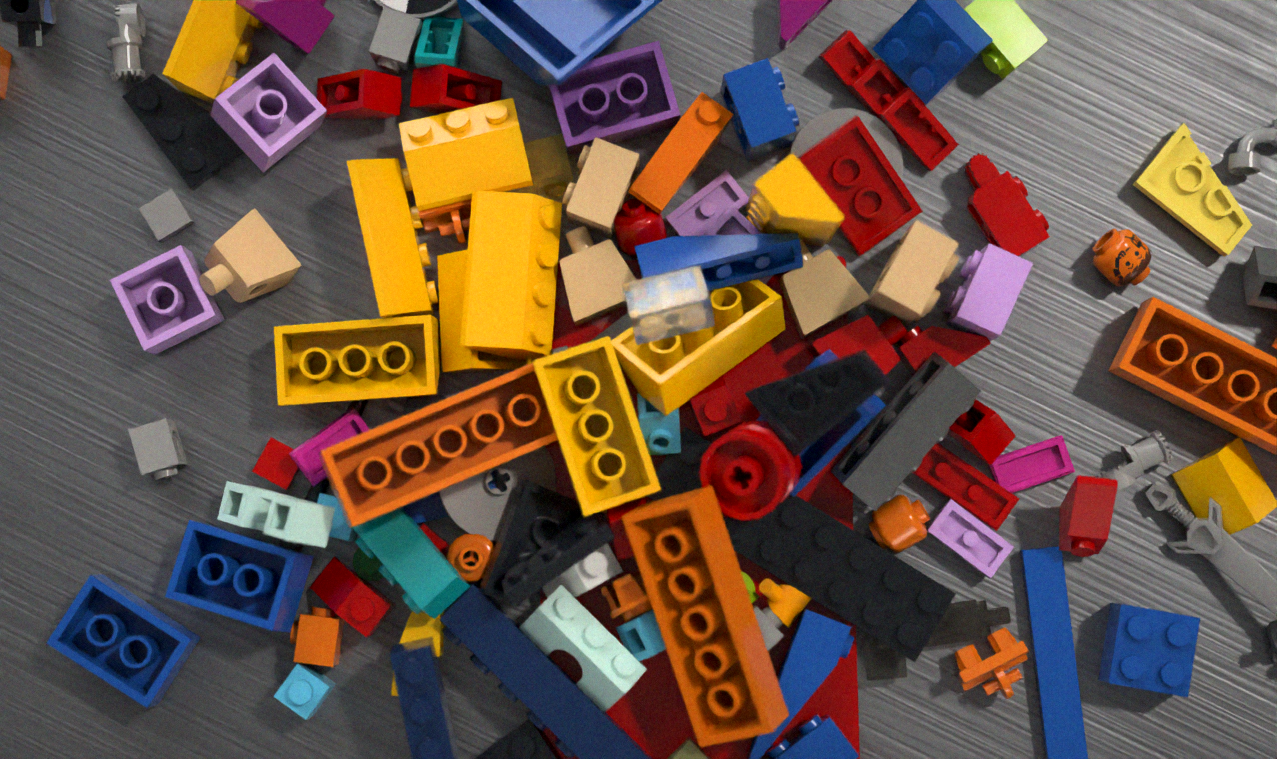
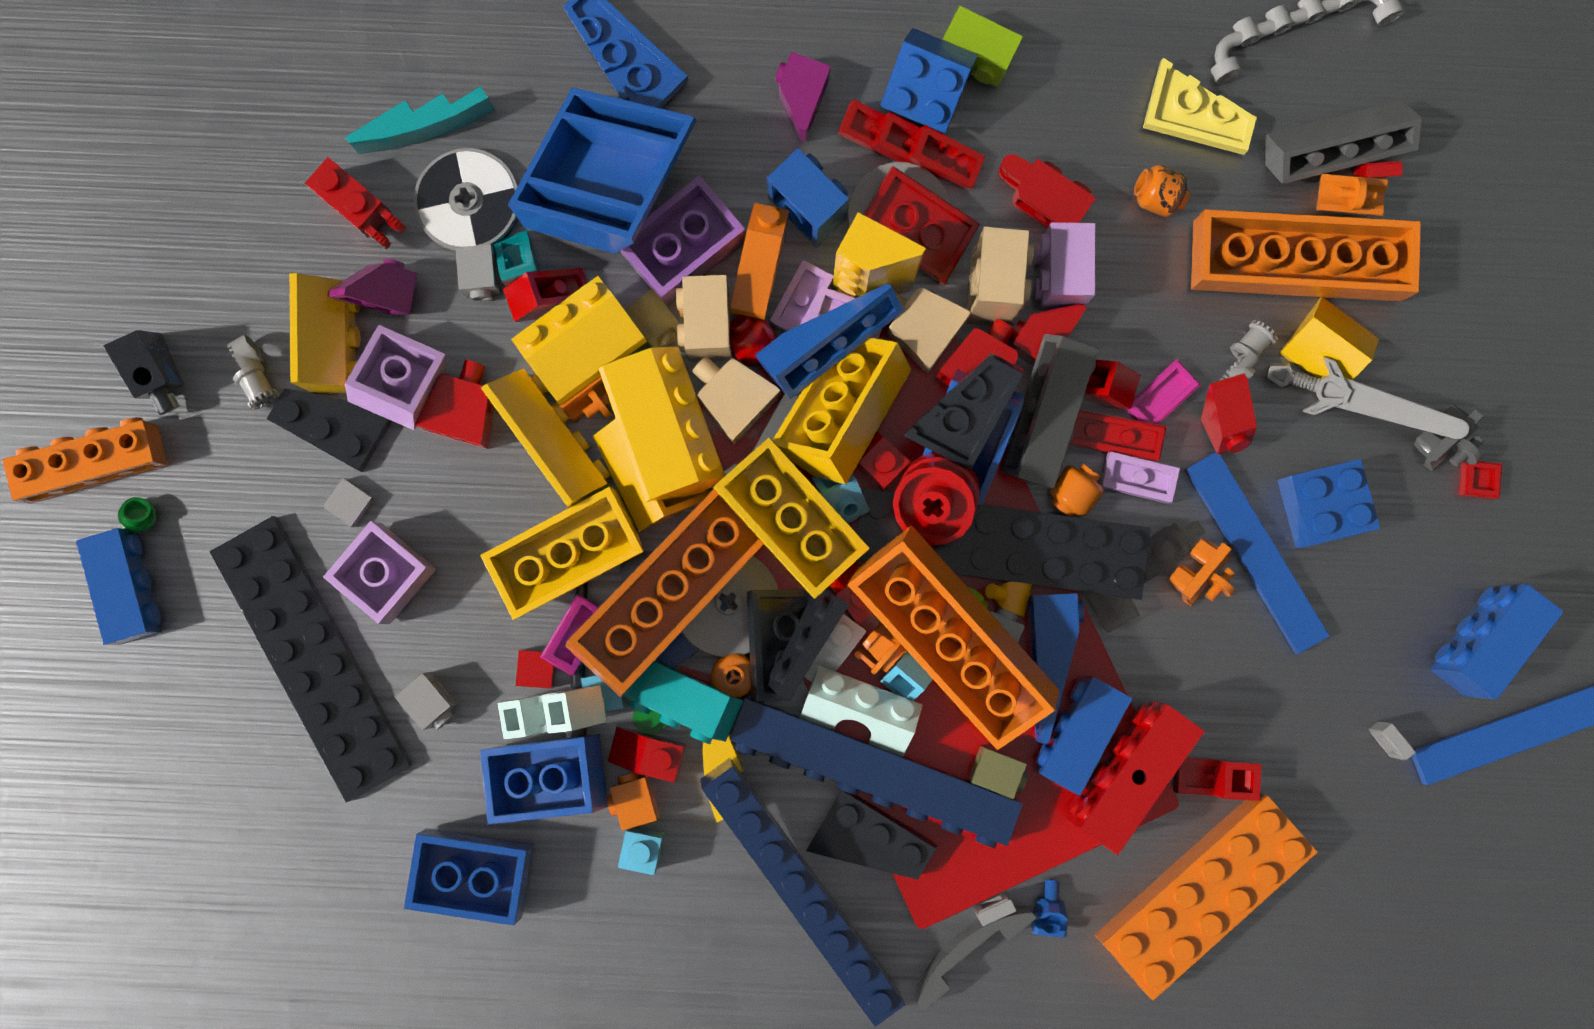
camera: 25 degrees left, 0 degrees up
(62, 355) = (311, 658): none -> black plate
(248, 261) = (434, 509): tan torso -> none
(318, 169) = (459, 407): none -> red torso
(360, 95) = (468, 330): red slope -> none
(668, 305) = (806, 390): clear brick -> none

